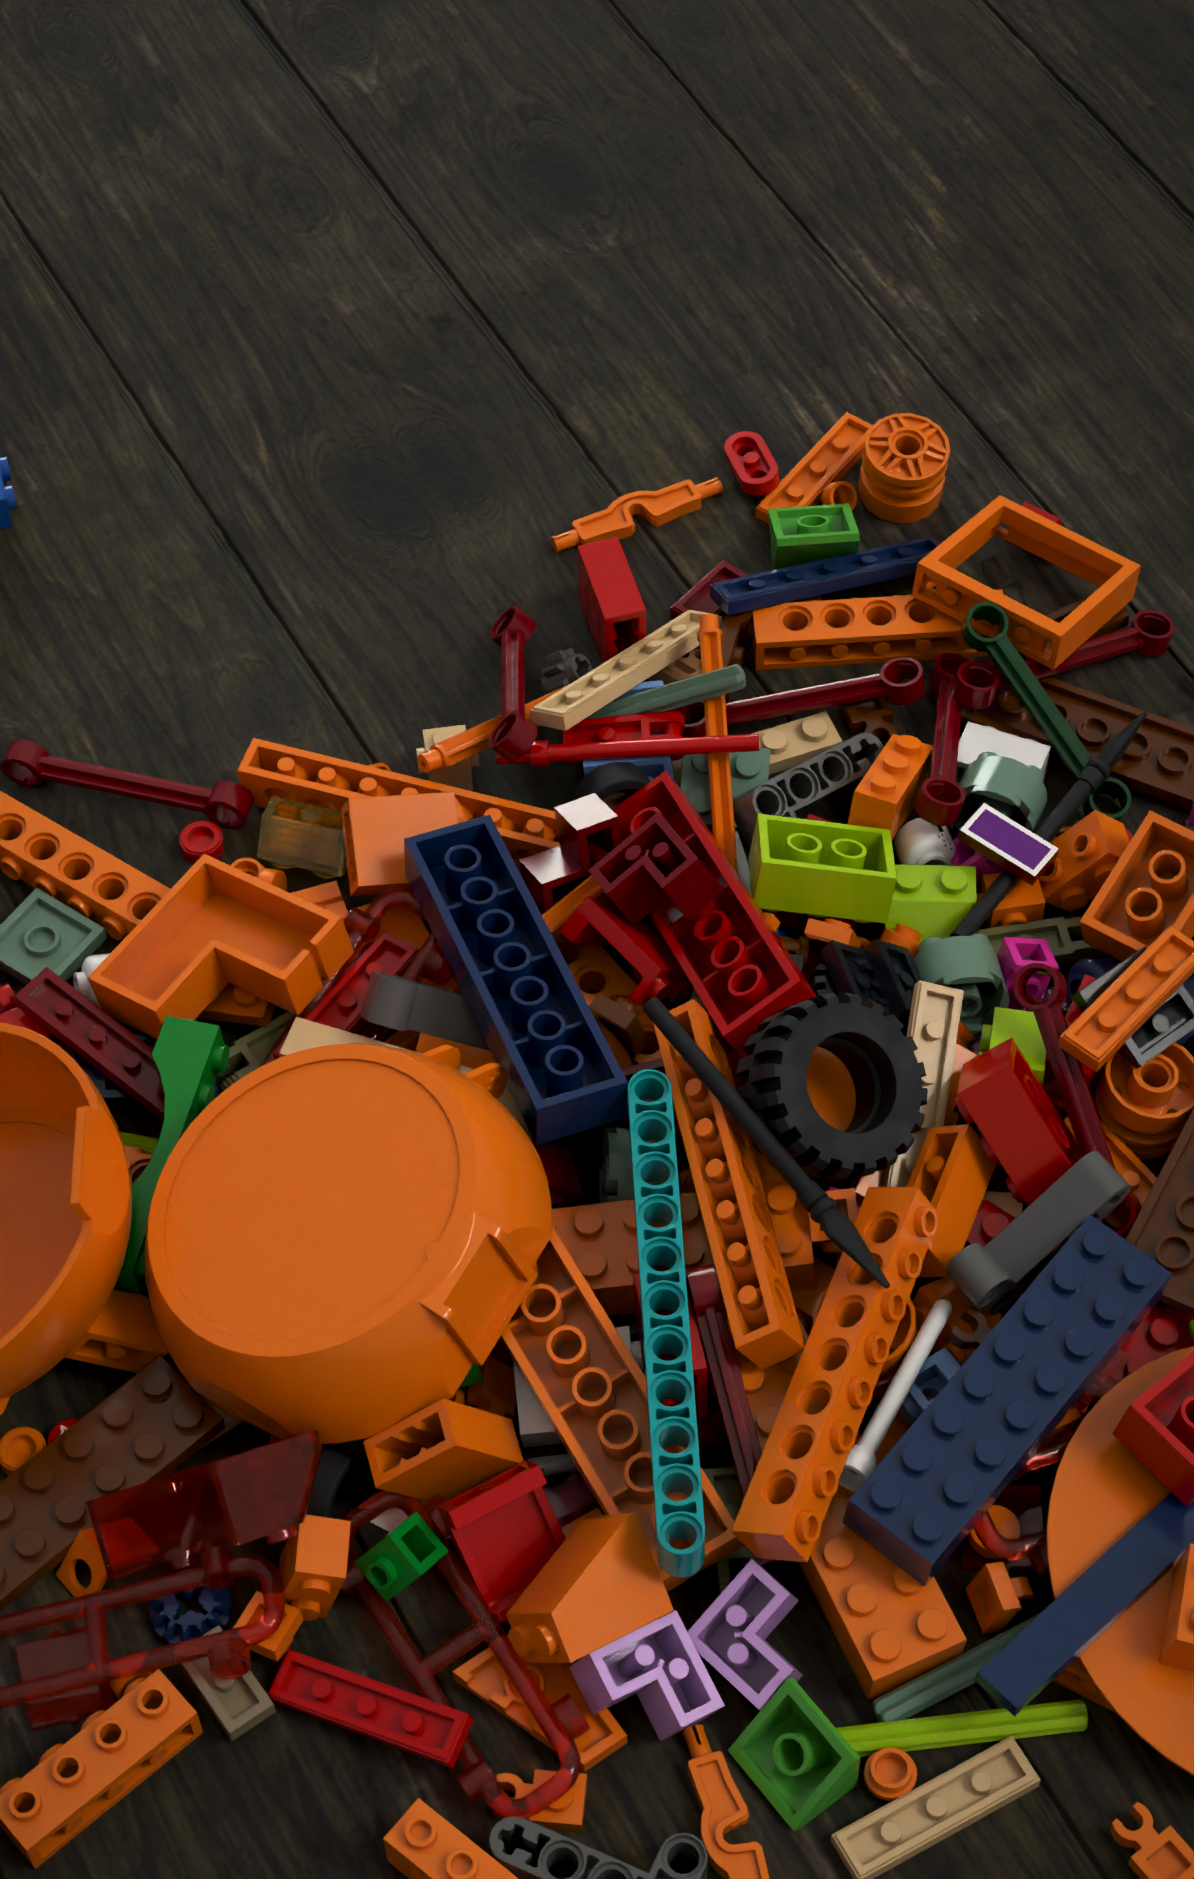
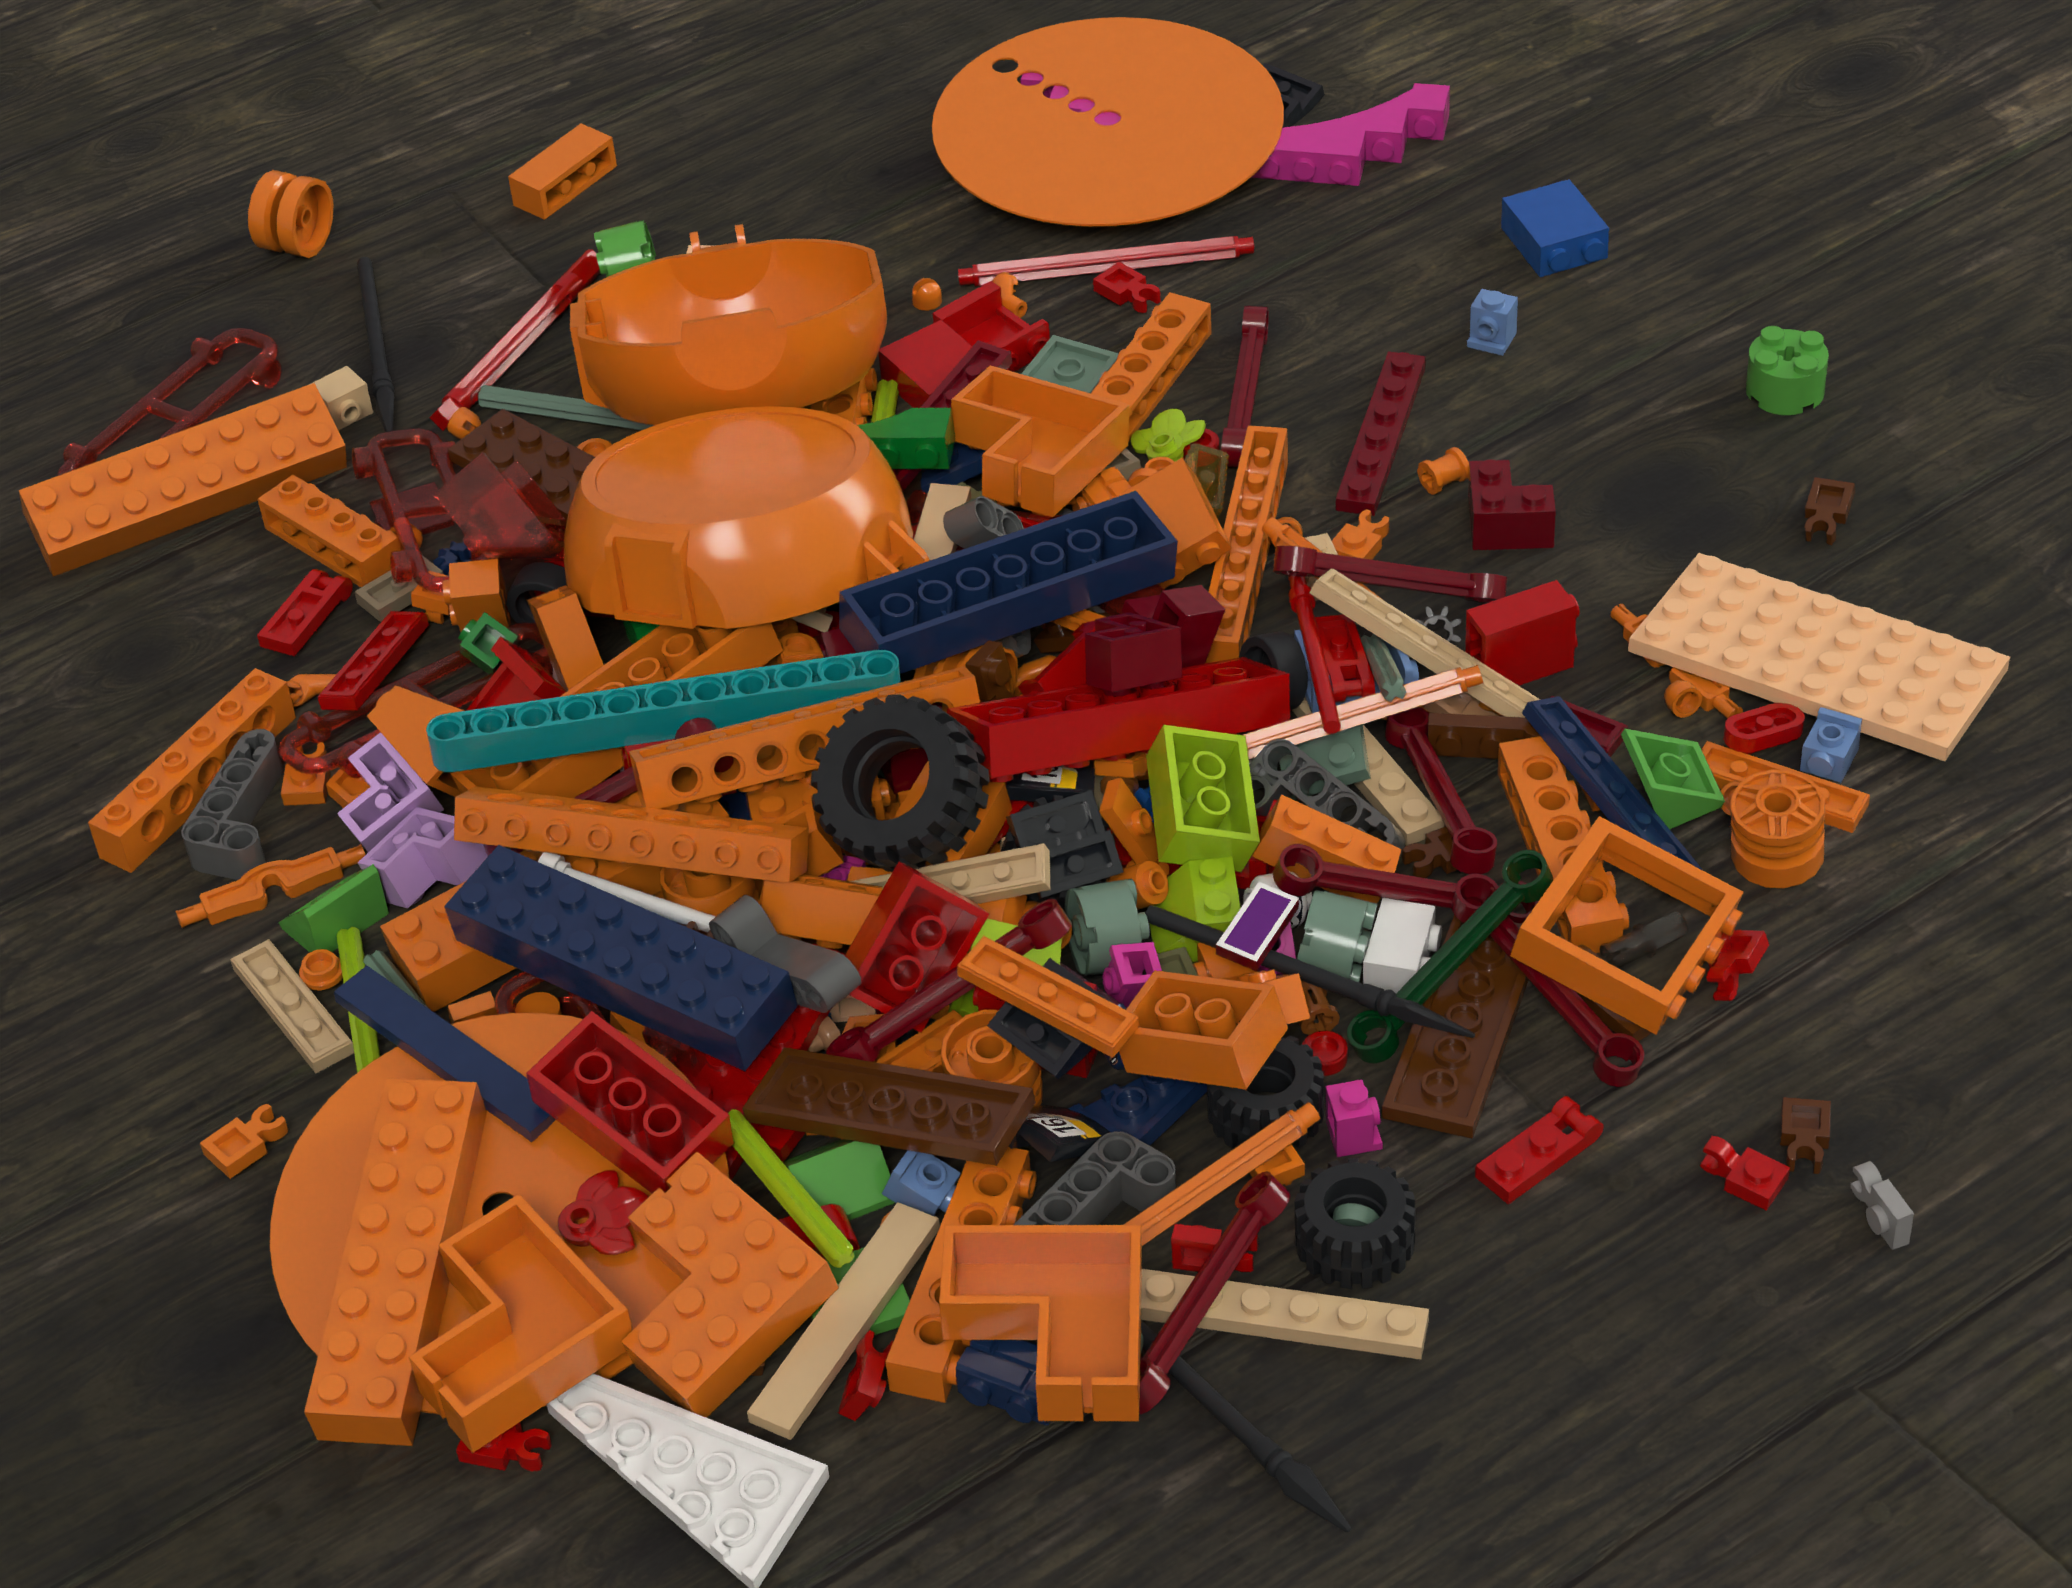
camera: 85 degrees right, 10 degrees down
(97, 564) = (1493, 321): none -> medium blue brick
(175, 857) = (1167, 435): none -> lime plate
(231, 686) = (1380, 433): none -> dark red plate
(241, 1803) = (304, 612): none -> red plate
(257, 356) = (1787, 370): none -> bright green brick
(318, 639) = (1443, 470): none -> orange bush
(379, 1799) = (306, 686): none -> orange arm
(396, 729) = (1362, 540): none -> orange plate
(399, 603) = (1508, 514): none -> dark red brick
(457, 366) = (1827, 505): none -> reddish brown plate
(656, 414) = (1820, 653): none -> light nougat plate
(692, 515) = (1682, 698): none -> orange hinge
(784, 424) = (1831, 745): none -> medium blue brick
(810, 1194) = (742, 790): black piece -> none

